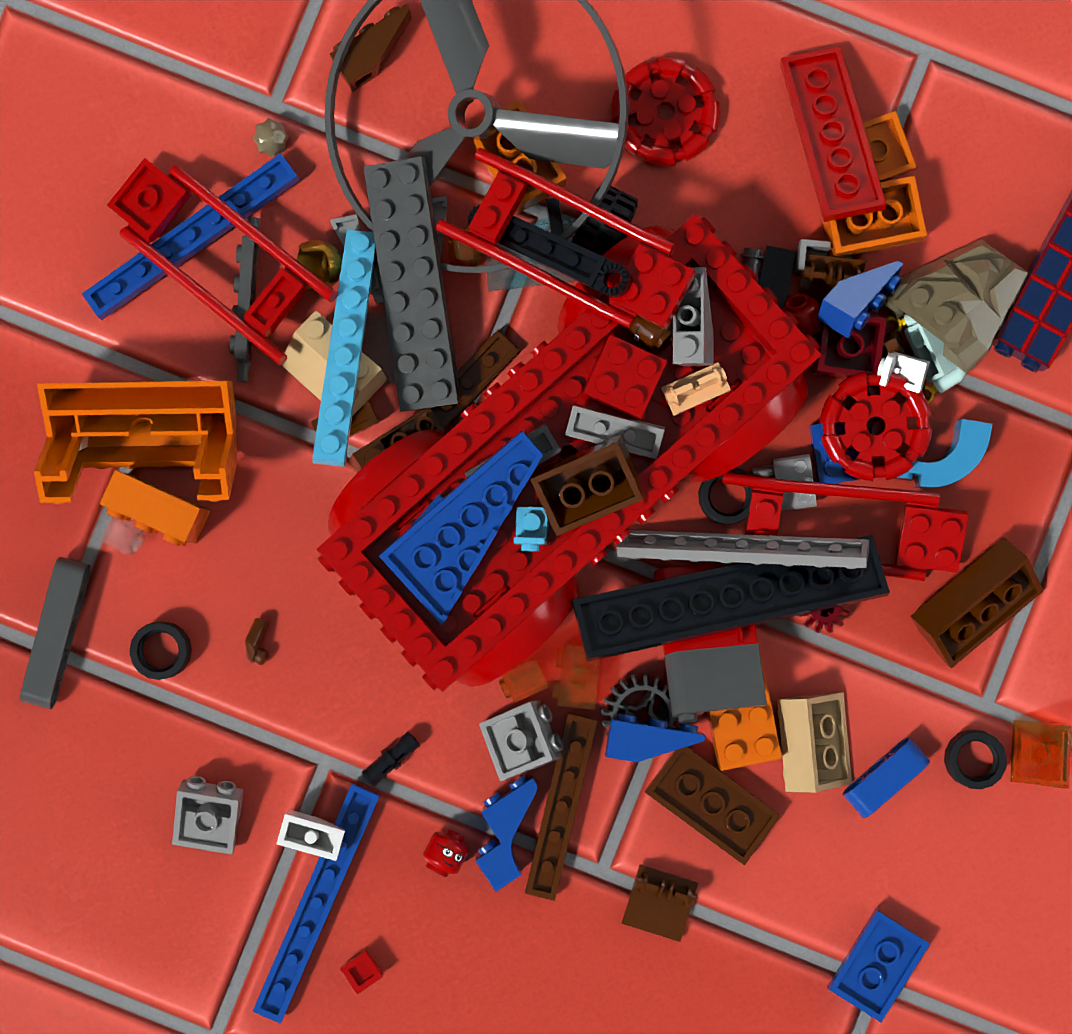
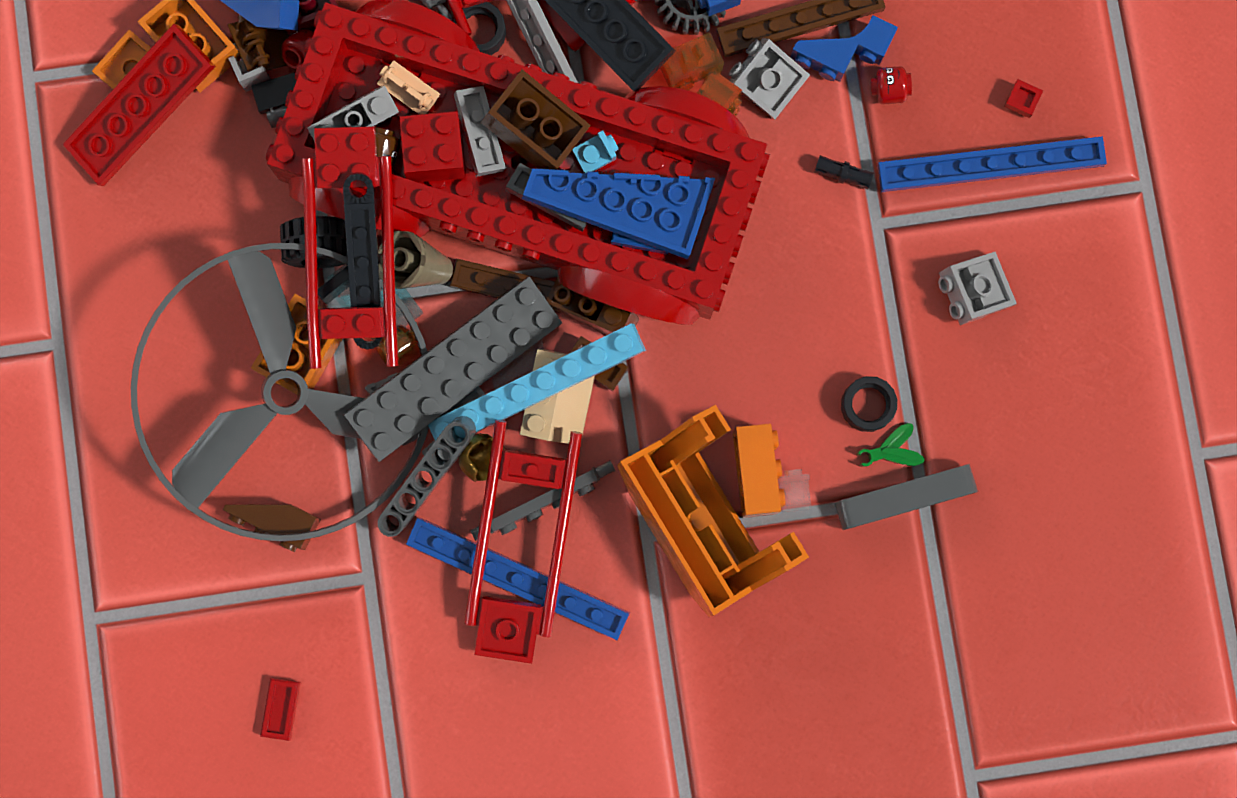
camera: 120 degrees left, 5 degrees down
(109, 646) = (890, 449): none -> green piece
(253, 642) = (816, 334): reddish brown arm -> none
(270, 137) = (397, 560): dark tan piece -> none
(310, 835) = (942, 195): white slope -> none
(332, 213) = (417, 485): none -> dark grey beam
(528, 304) = (417, 262): none -> dark tan cone
(679, 99) = (182, 242): red plate -> none

